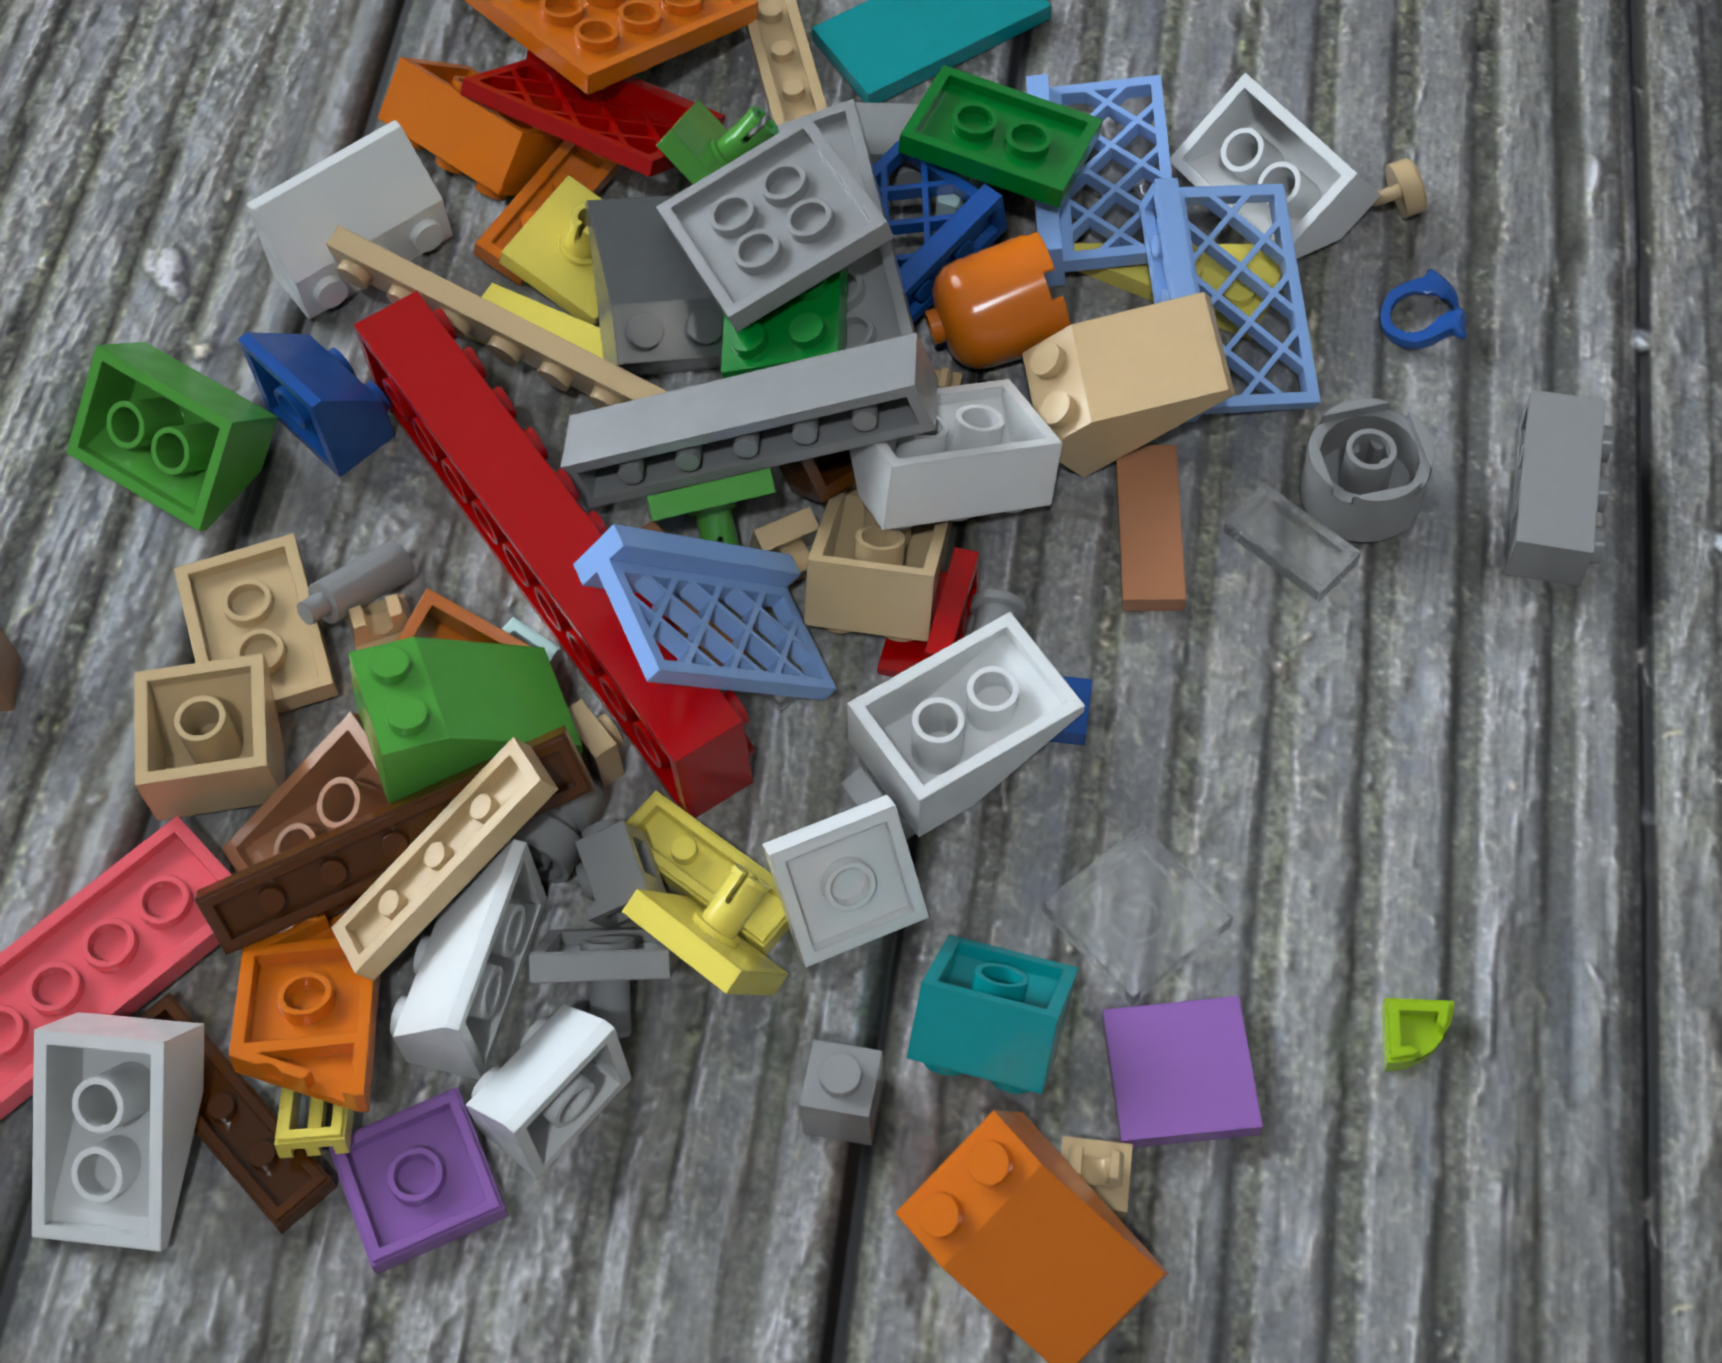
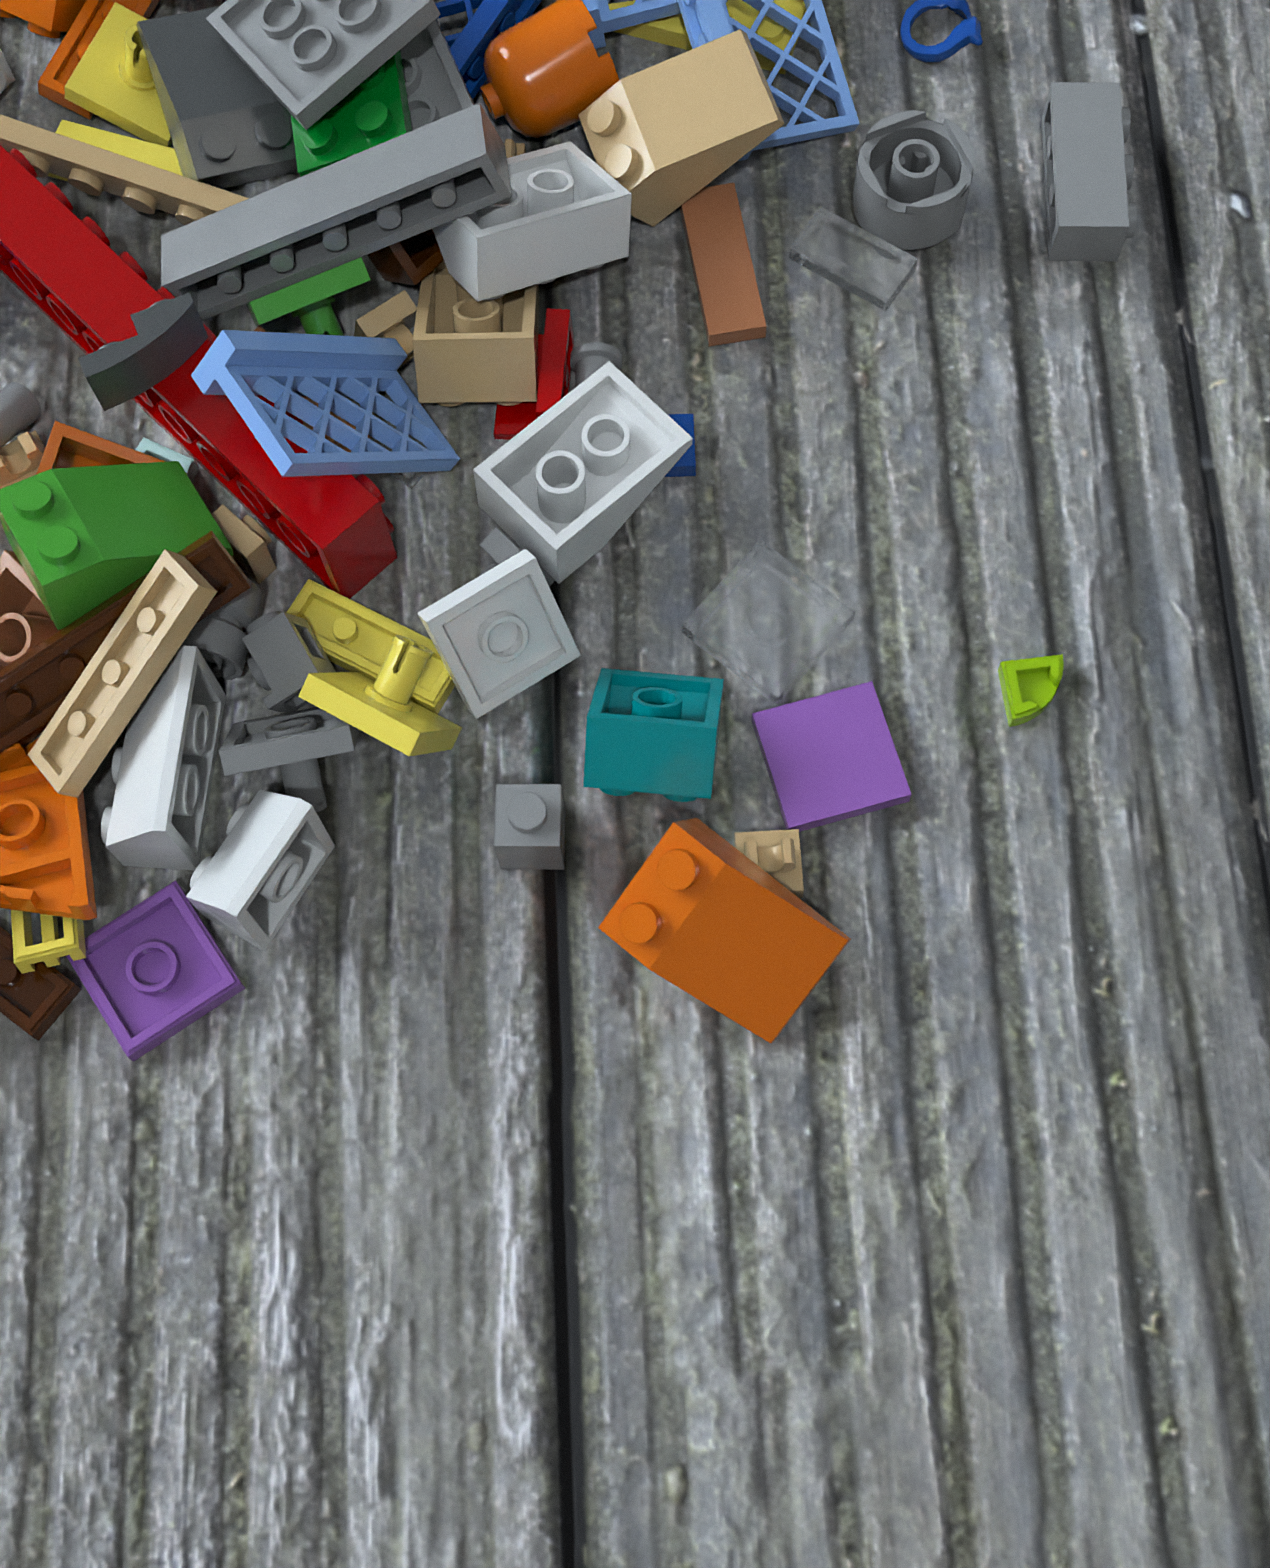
camera: 10 degrees left, 10 degrees up
(554, 523) = (165, 340): none -> dark grey slope

